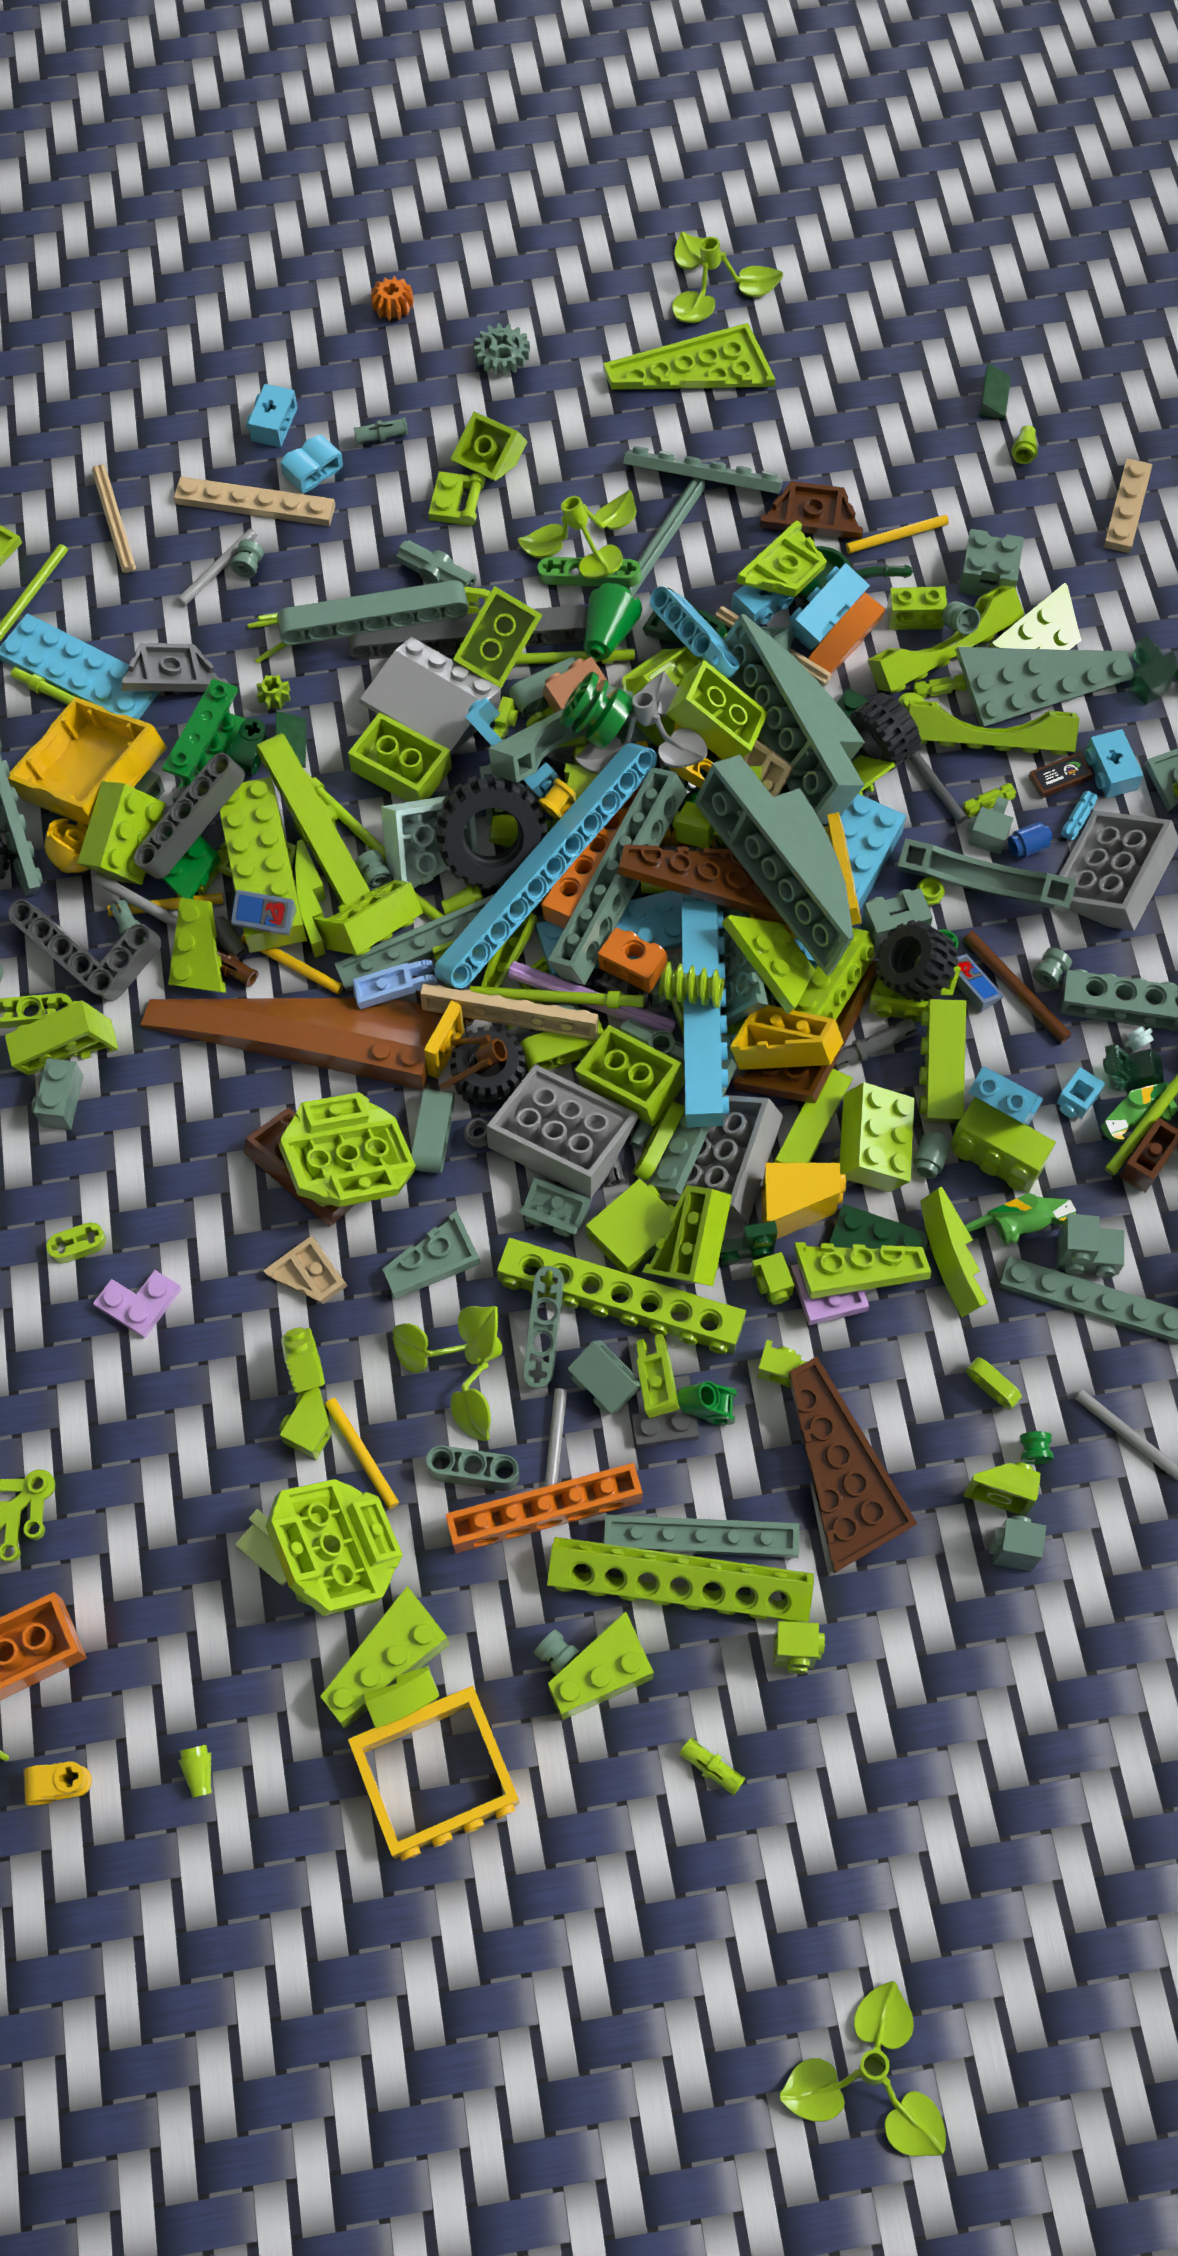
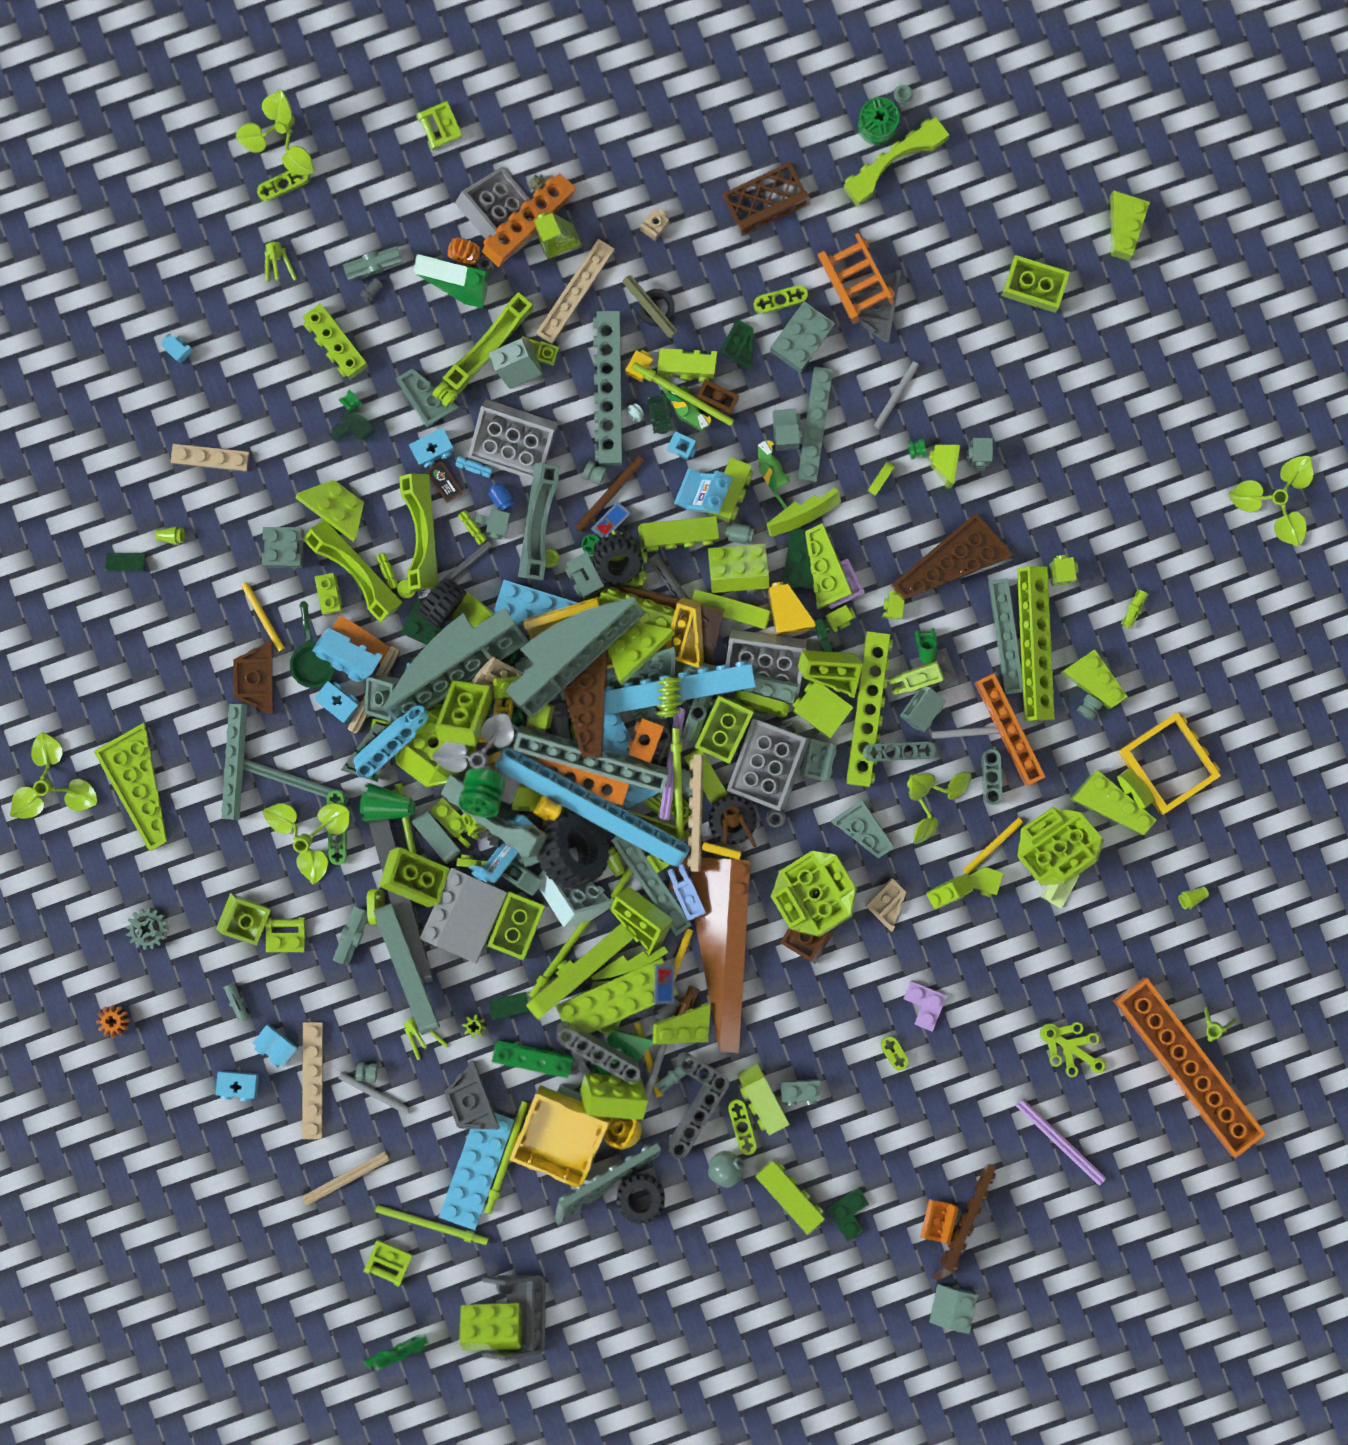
camera: 100 degrees left, 20 degrees up
(50, 1782) = (1216, 979): yellow piece -> none
(244, 749) = (526, 1033): dark green piece -> none
(372, 868) = (601, 926): sand green wheel -> none
(433, 1130) = (780, 847): sand green beam -> none
(461, 766) = (522, 877): none -> sand green brick
(560, 687) = (443, 816): nougat brick -> none
(785, 564) = (316, 688): lime wing -> none
(961, 617) = (340, 561): sand green wheel -> none
(1022, 680) = (375, 511): sand green wing -> none

